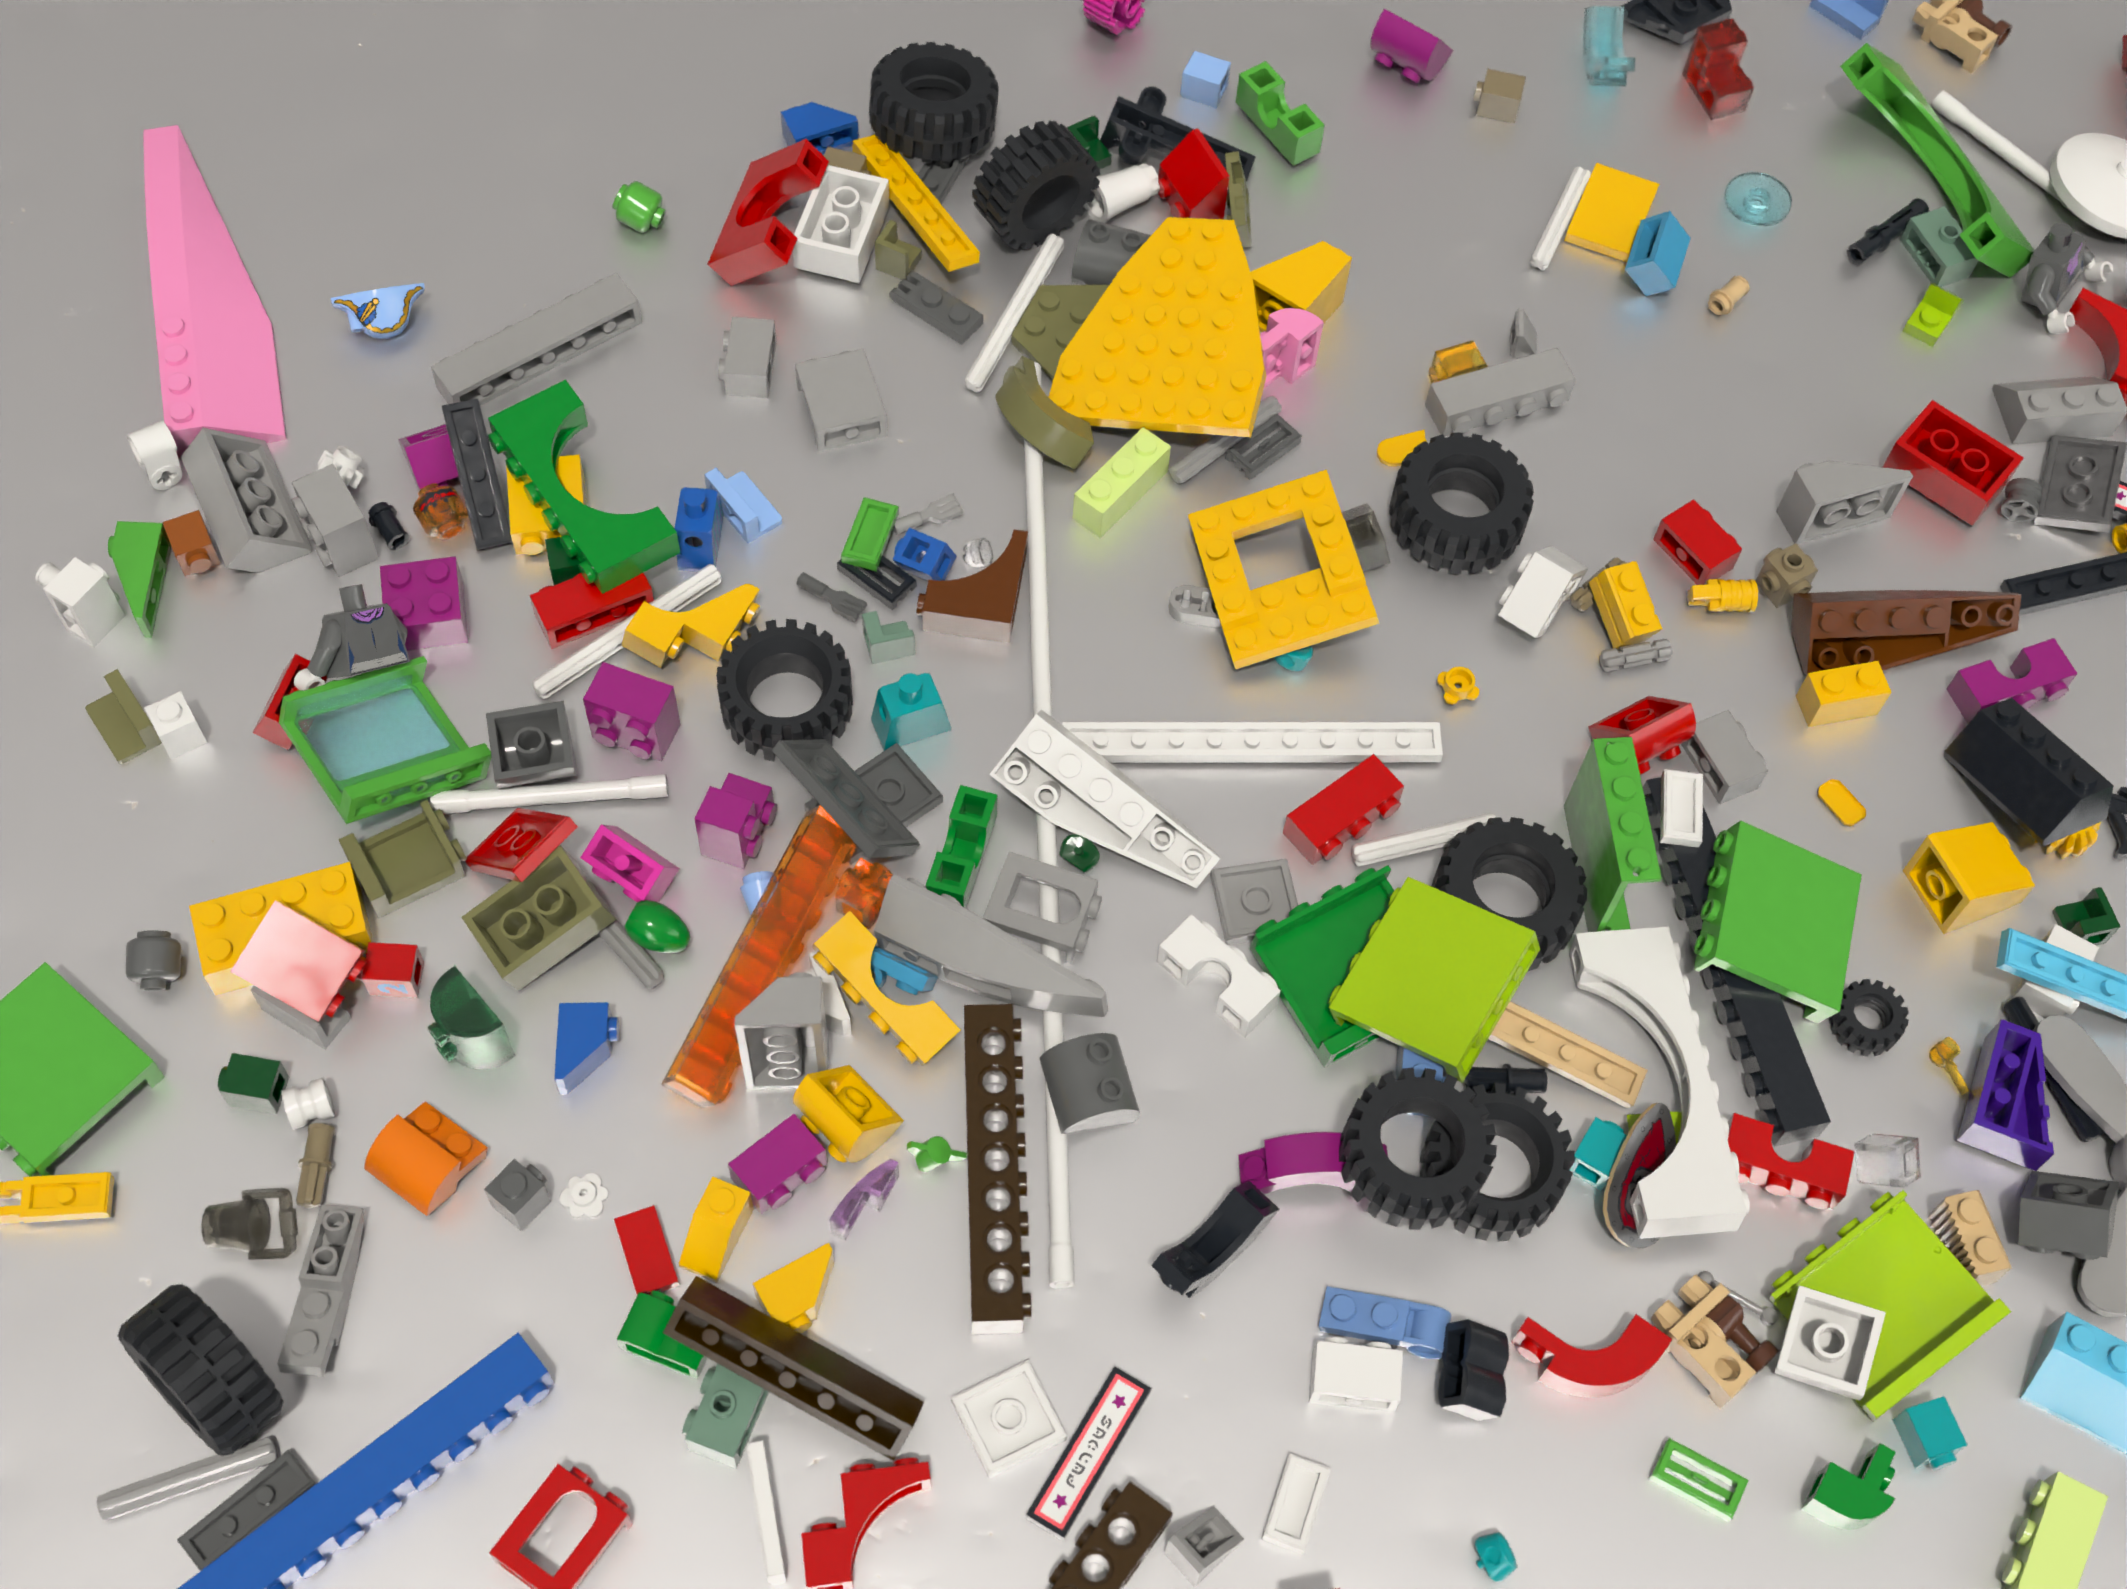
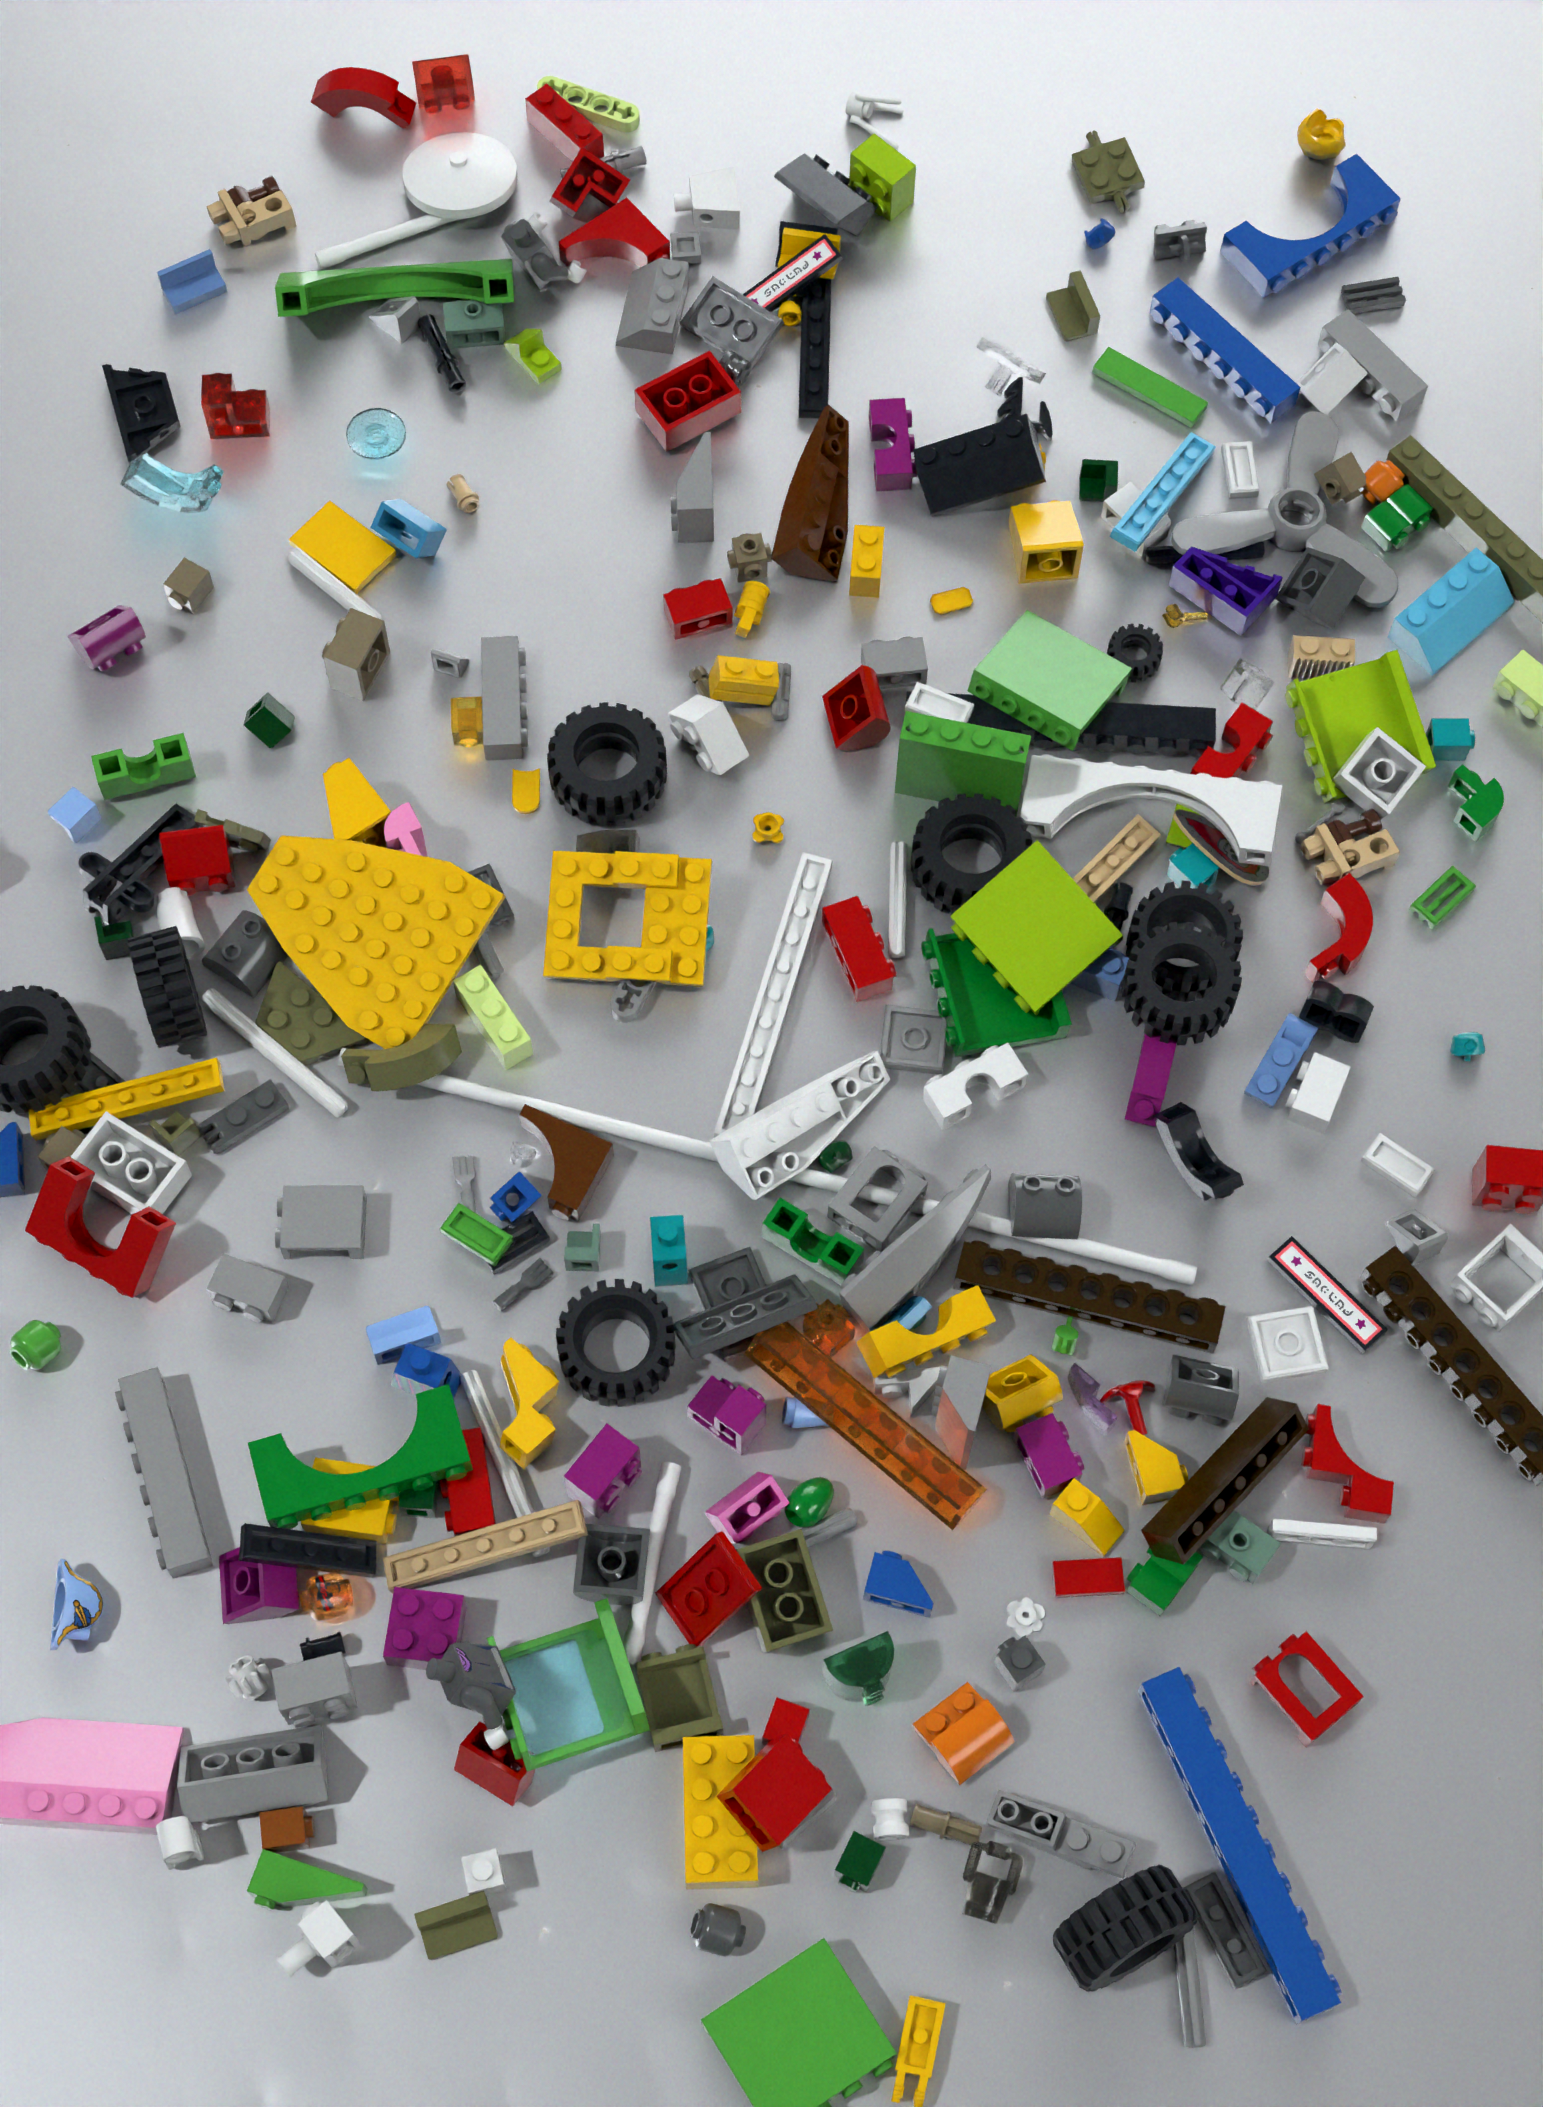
camera: 70 degrees left, 5 degrees up
(524, 630) = (485, 1546): none -> tan tile
(881, 1238) = (1130, 1393): none -> red plant
(913, 1320) = (1201, 1389): none -> dark grey brick
(1380, 202) = (269, 720): none -> dark green panel
(1485, 246) = (356, 653): none -> dark tan brick
(1907, 183) = (398, 317): none -> light grey slope

